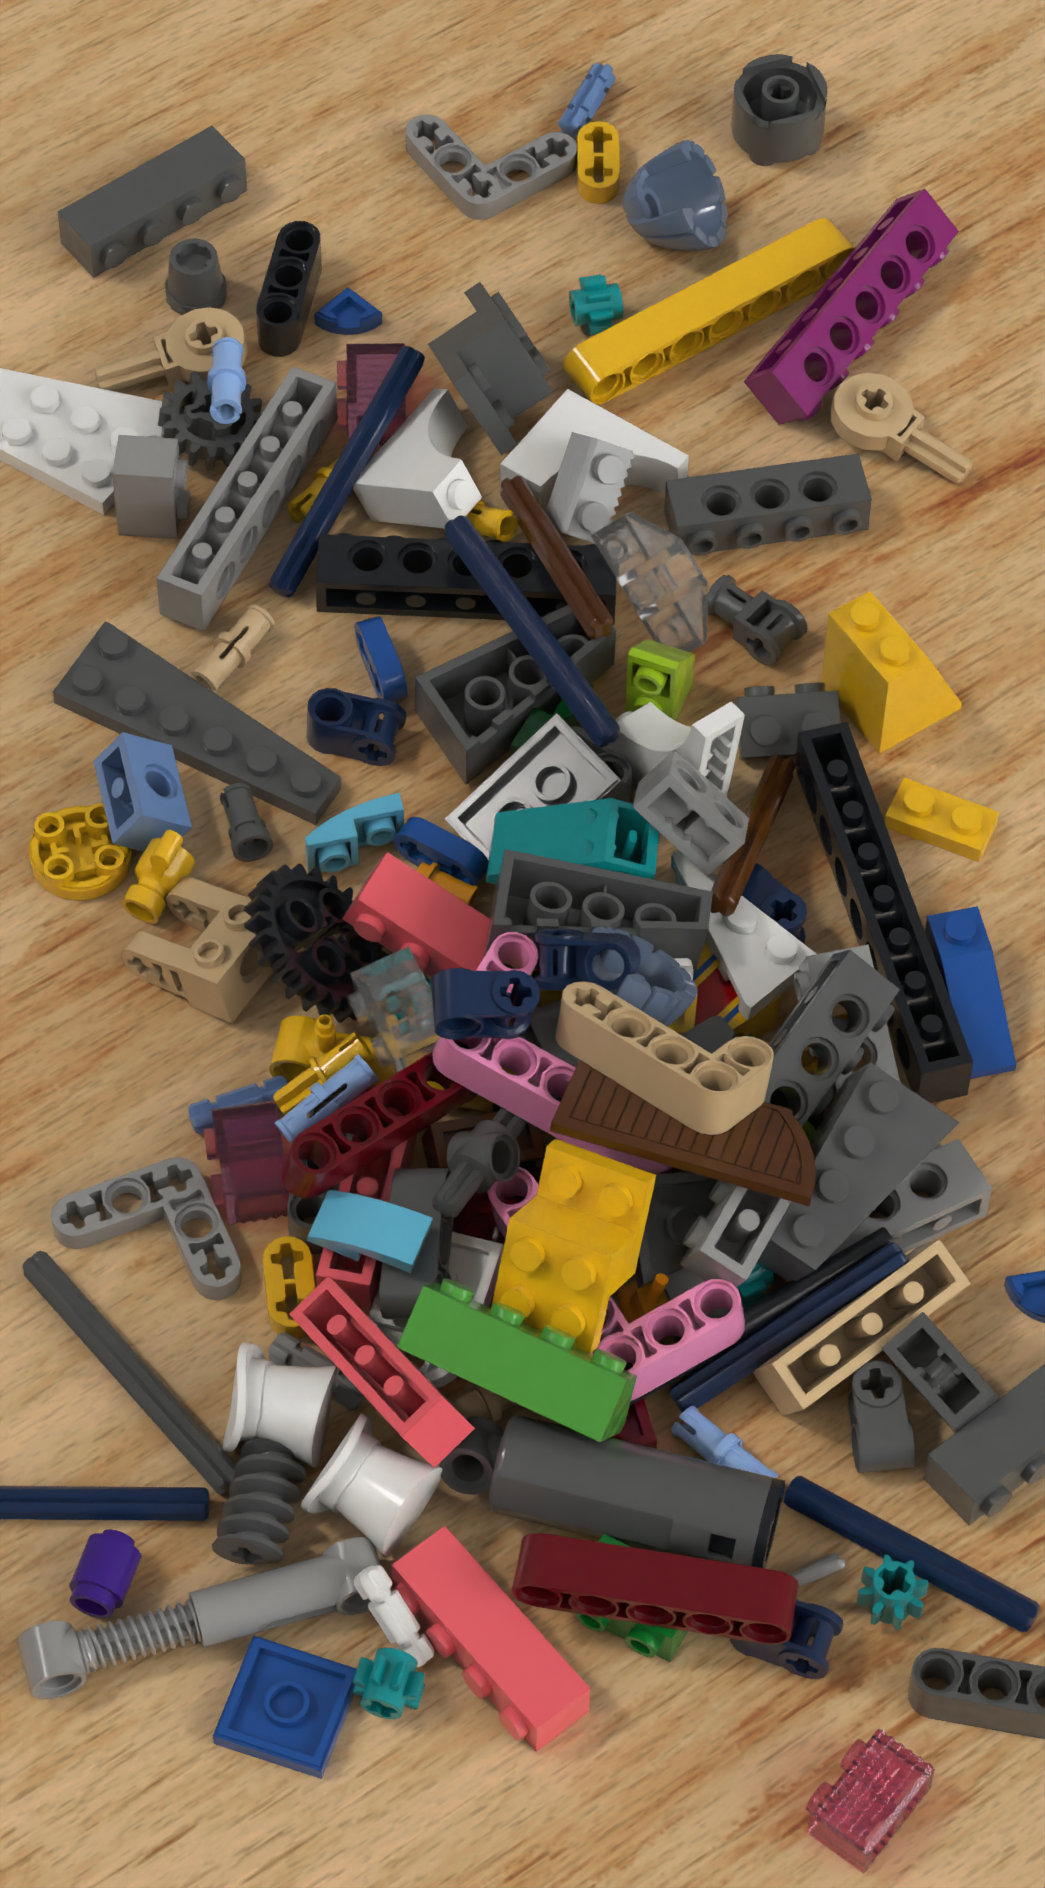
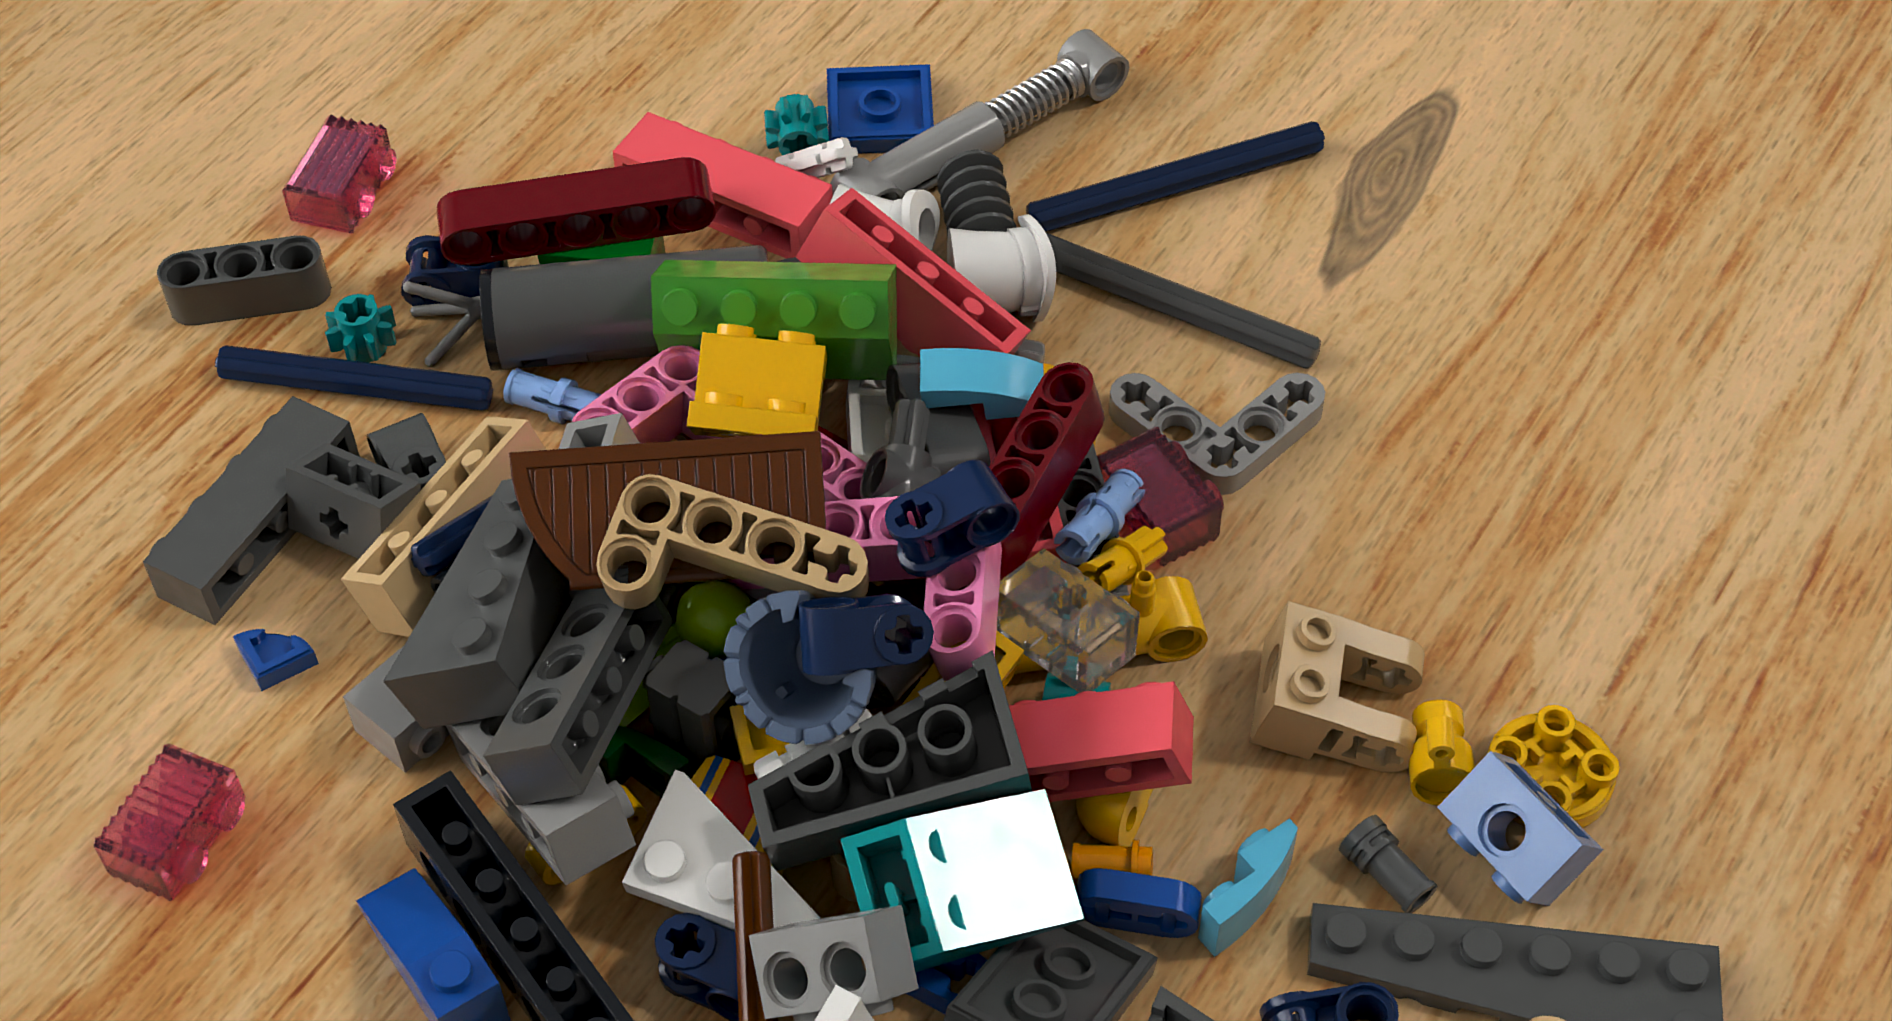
camera: 160 degrees right, 5 degrees down
(104, 1573) = (1086, 132): dark purple brick -> none
(200, 1112) = (1212, 552): medium blue axle -> none
(300, 911) = (1254, 715): black gear -> none

